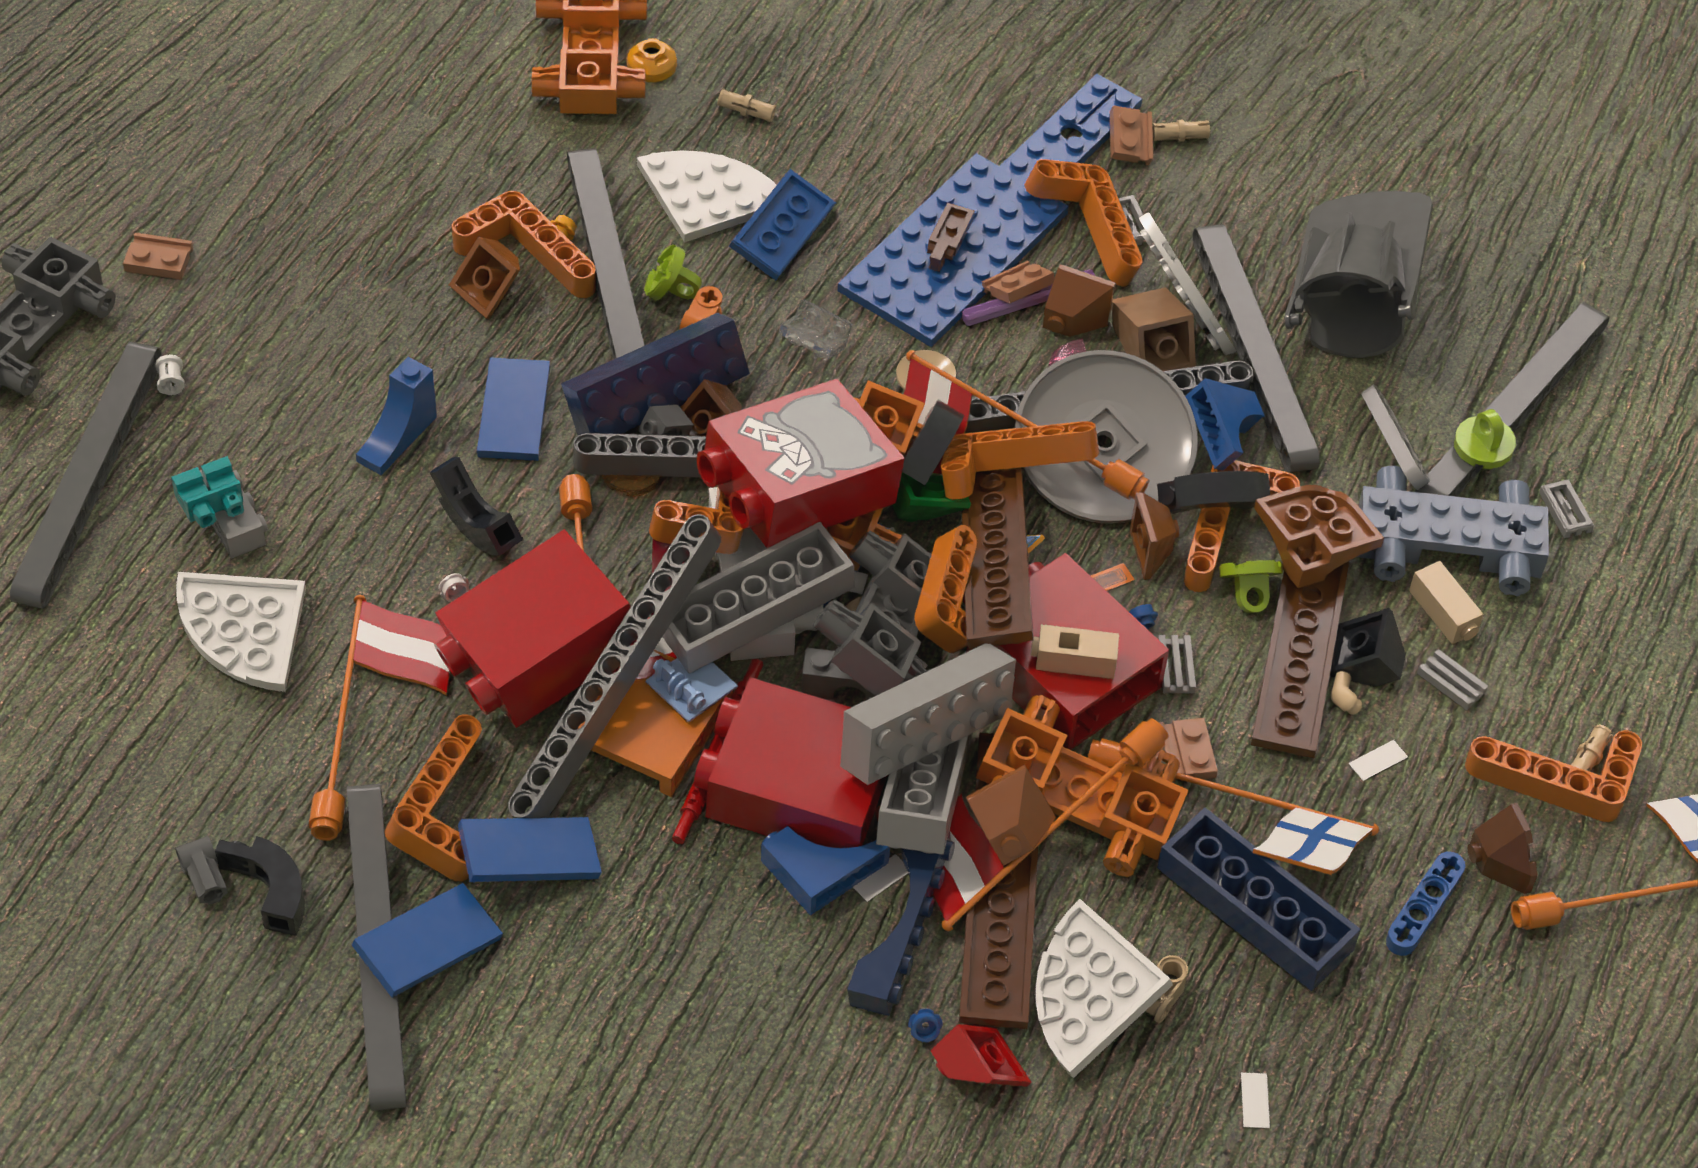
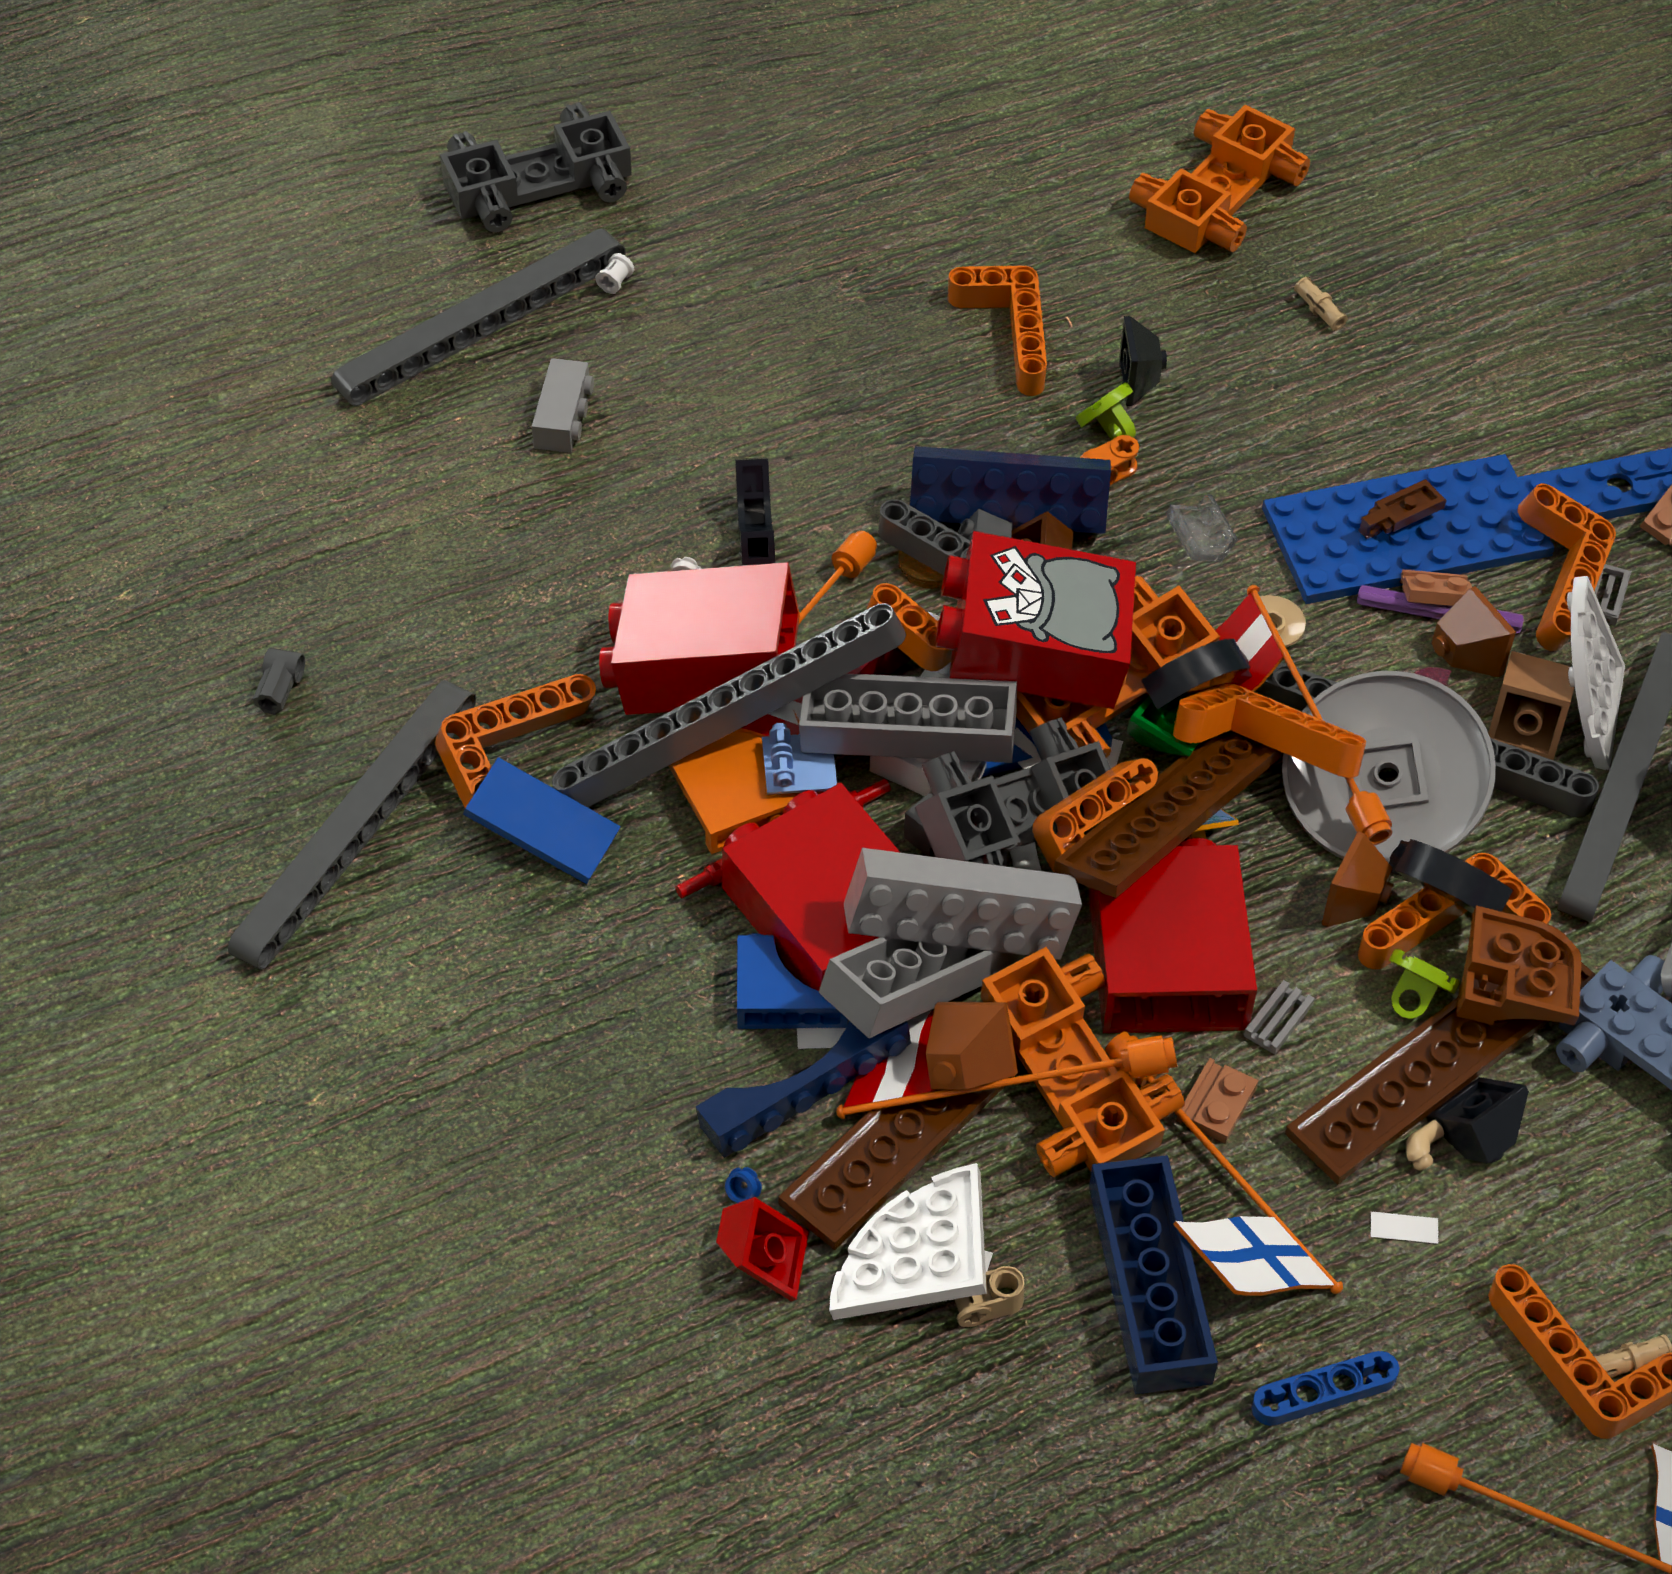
camera: 40 degrees right, 0 degrees up
(158, 256) = (695, 175): nougat plate -> none
(205, 498) = (546, 377): teal hips -> none
(243, 624) = (490, 504): white plate -> none
(271, 864) = (326, 733): black arch -> none
(392, 647) = (583, 588): flag -> none
(405, 416) = (770, 407): blue arch -> none
(427, 940) = (391, 842): blue tile -> none
(486, 275) = (949, 326): dark orange slope -> none
(513, 409) = (873, 453): tile -> none
(565, 225) = (1054, 324): light orange plate -> none
(604, 252) = (1073, 360): beam -> none
(653, 221) = (1140, 359): none -> black slope
(656, 66) = (1270, 230): light orange piece -> none
(704, 190) = (1219, 361): white plate -> none
(782, 224) = (1257, 422): blue tile -> none
(1076, 651) = (1157, 935): tan brick -> none
(1113, 577) = (1282, 902): sticker -> none
(1145, 615) = (1283, 954): blue plate -> none
(1220, 415) = (1527, 809): blue arch -> none
(1255, 1100) = (990, 1456): white sticker -> none
(1446, 602) = (1607, 1122): tan brick -> none
(1455, 677) = (1544, 1172): light grey tile -> none
(1503, 850) = (1443, 1387): reddish brown slope -> none

